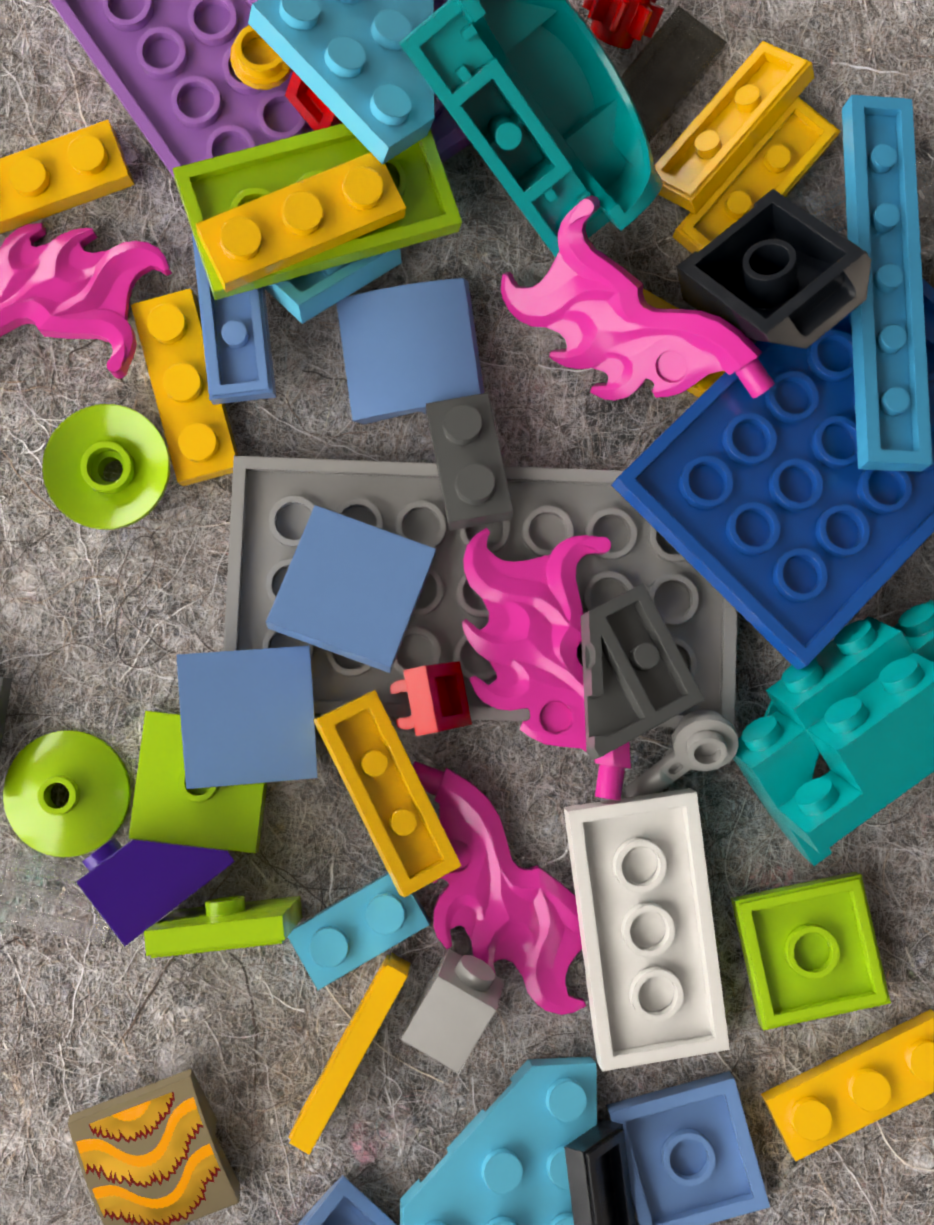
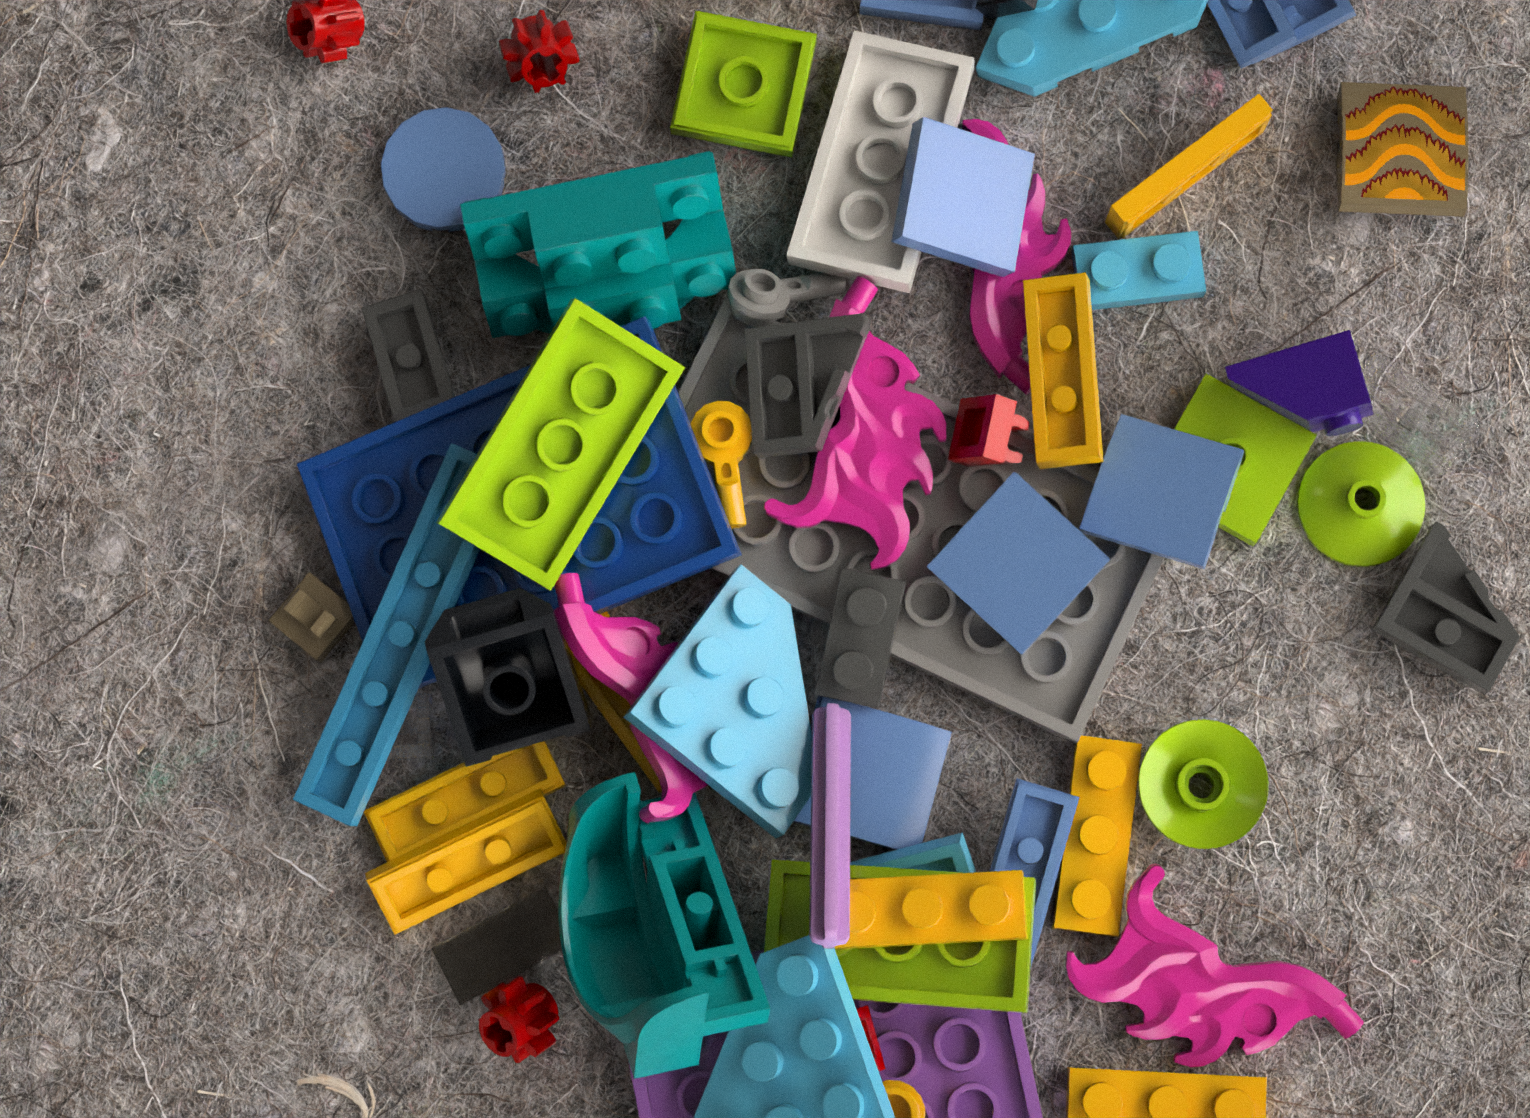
camera: 155 degrees left, 5 degrees down
(223, 925) = (1253, 312): lime plate -> none
(419, 257) = (830, 826): none -> lavender axle
(454, 1009) = (1082, 163): light grey brick -> none
(553, 922) = (963, 197): none -> tile
(556, 347) = (737, 703): none -> medium azure plate
(676, 587) = (724, 438): none -> yellow plate
(832, 500) = (560, 444): none -> lime plate

